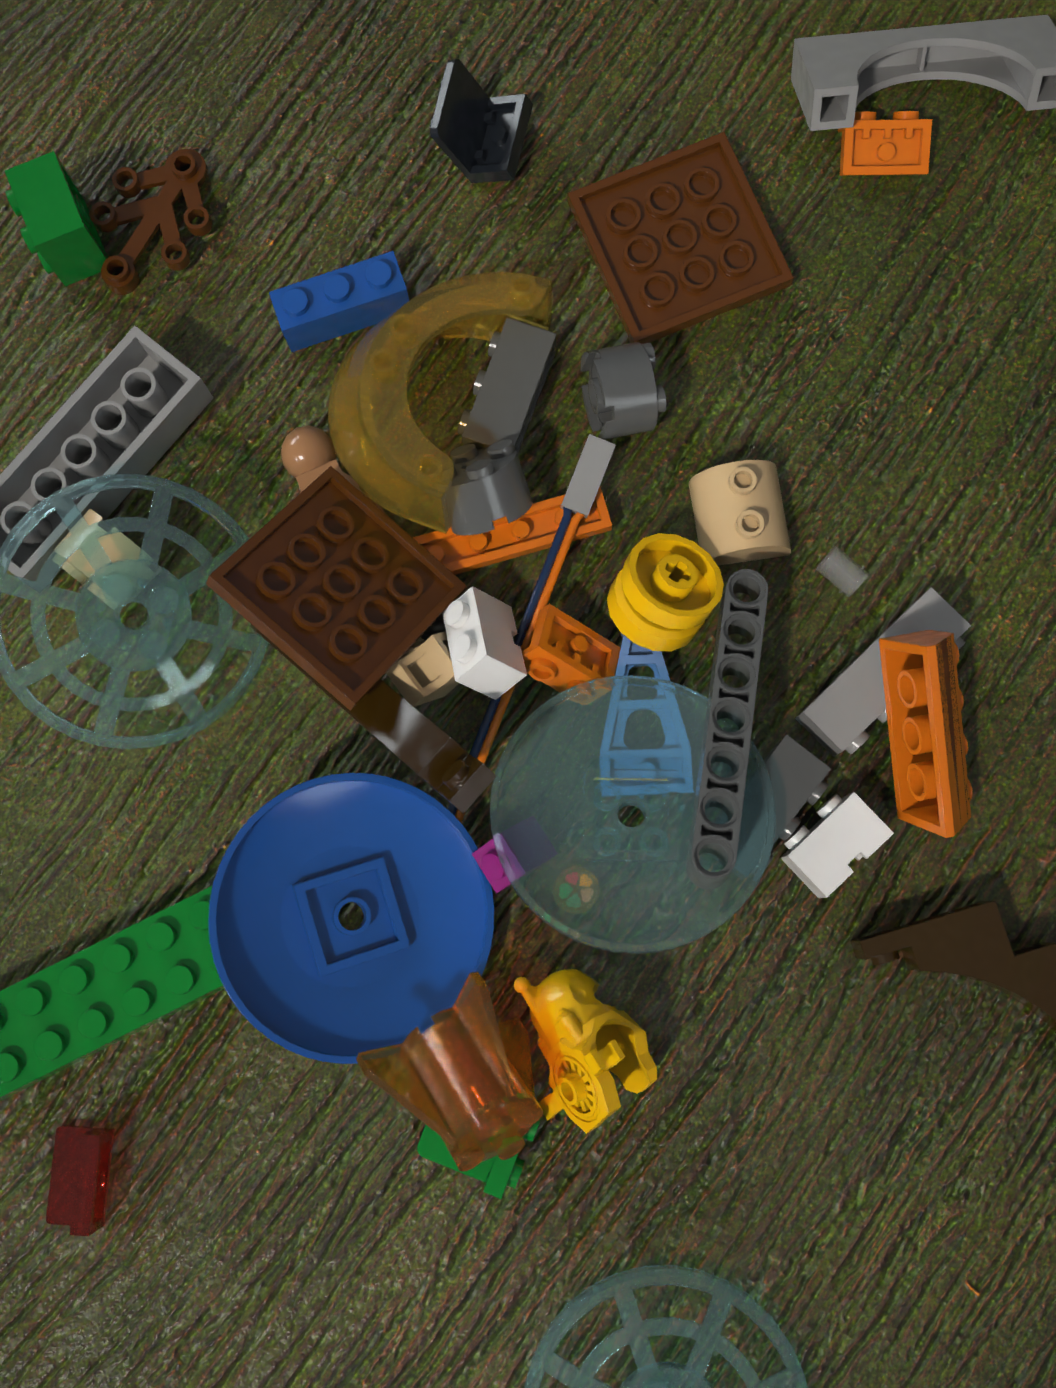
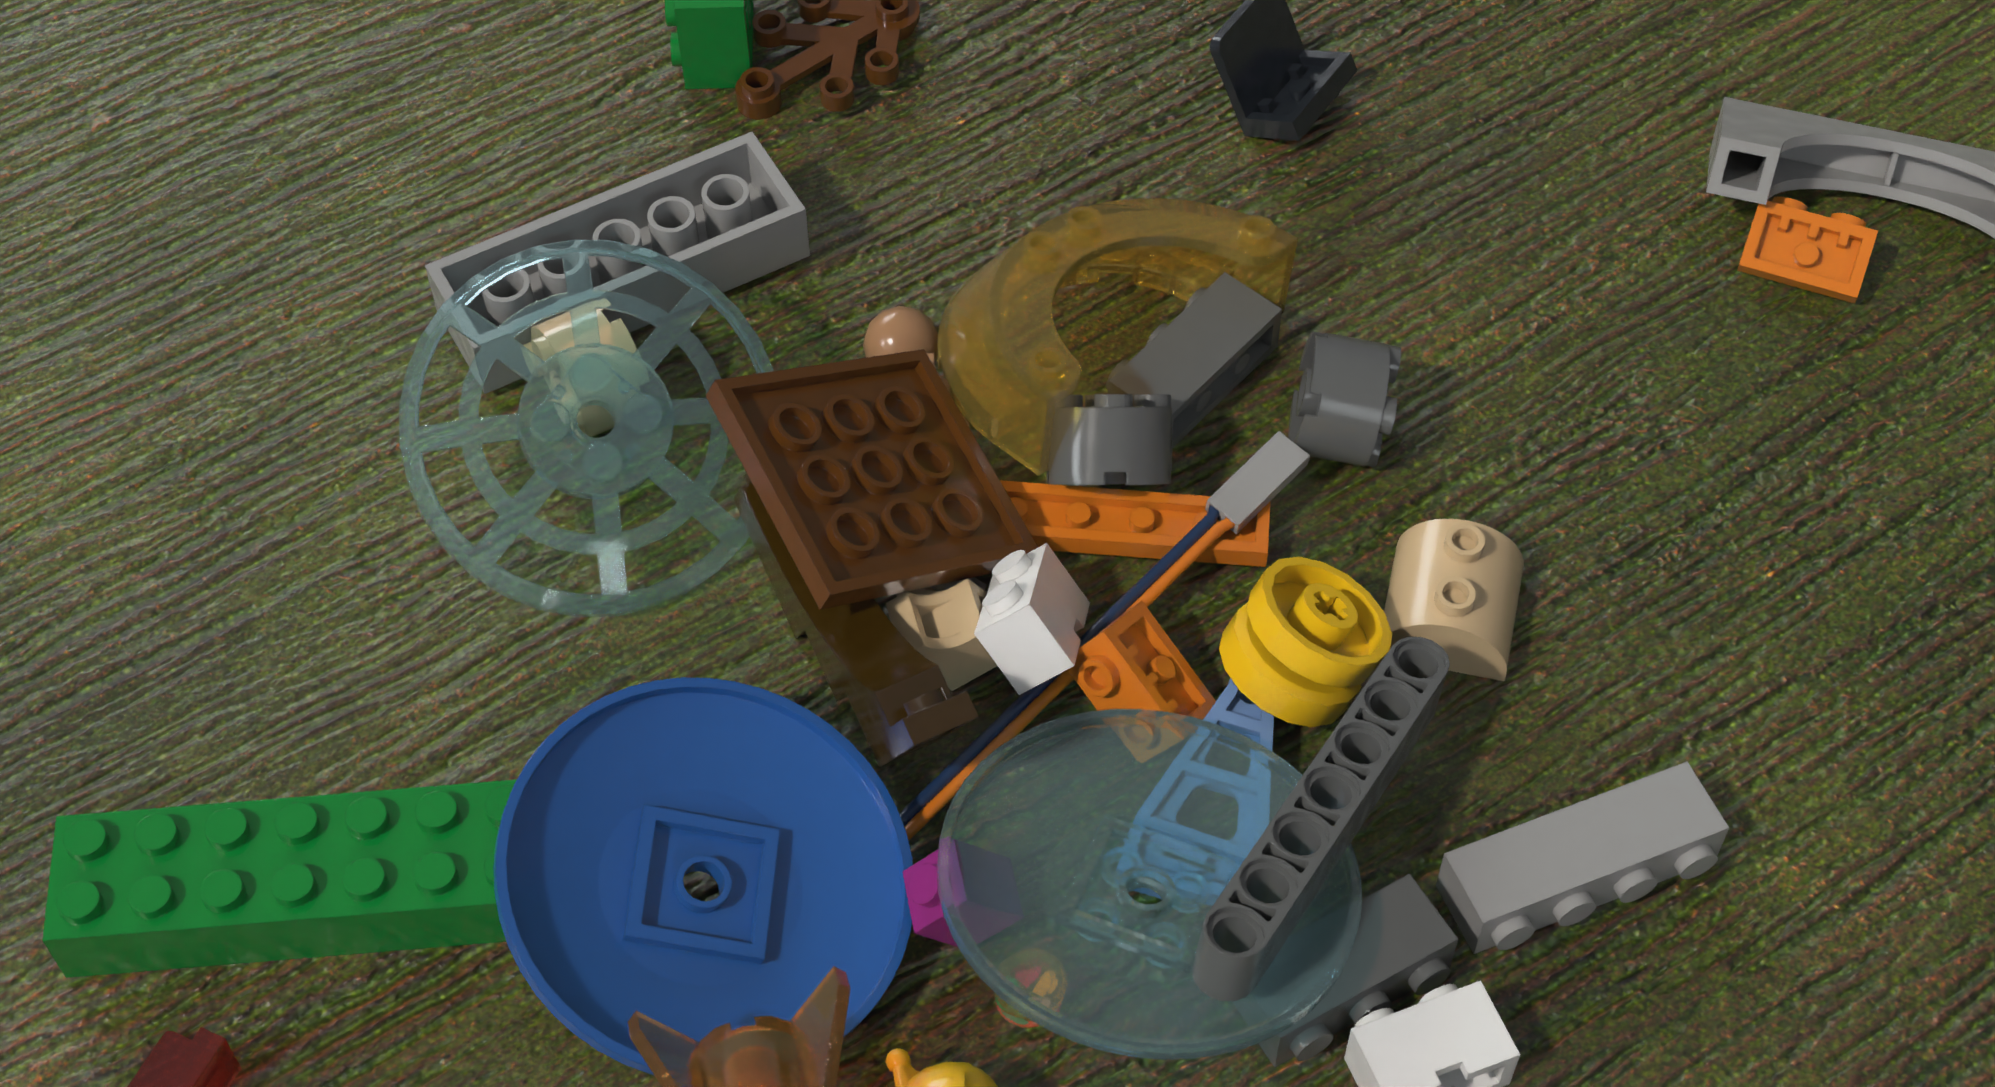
camera: 15 degrees right, 25 degrees down
(339, 301) = (1009, 194): blue brick -> none
(679, 239) = (1492, 270): reddish brown plate -> none
(842, 571) = (1571, 717): clear piece -> none
(926, 730) = (1617, 925): orange slope -> none

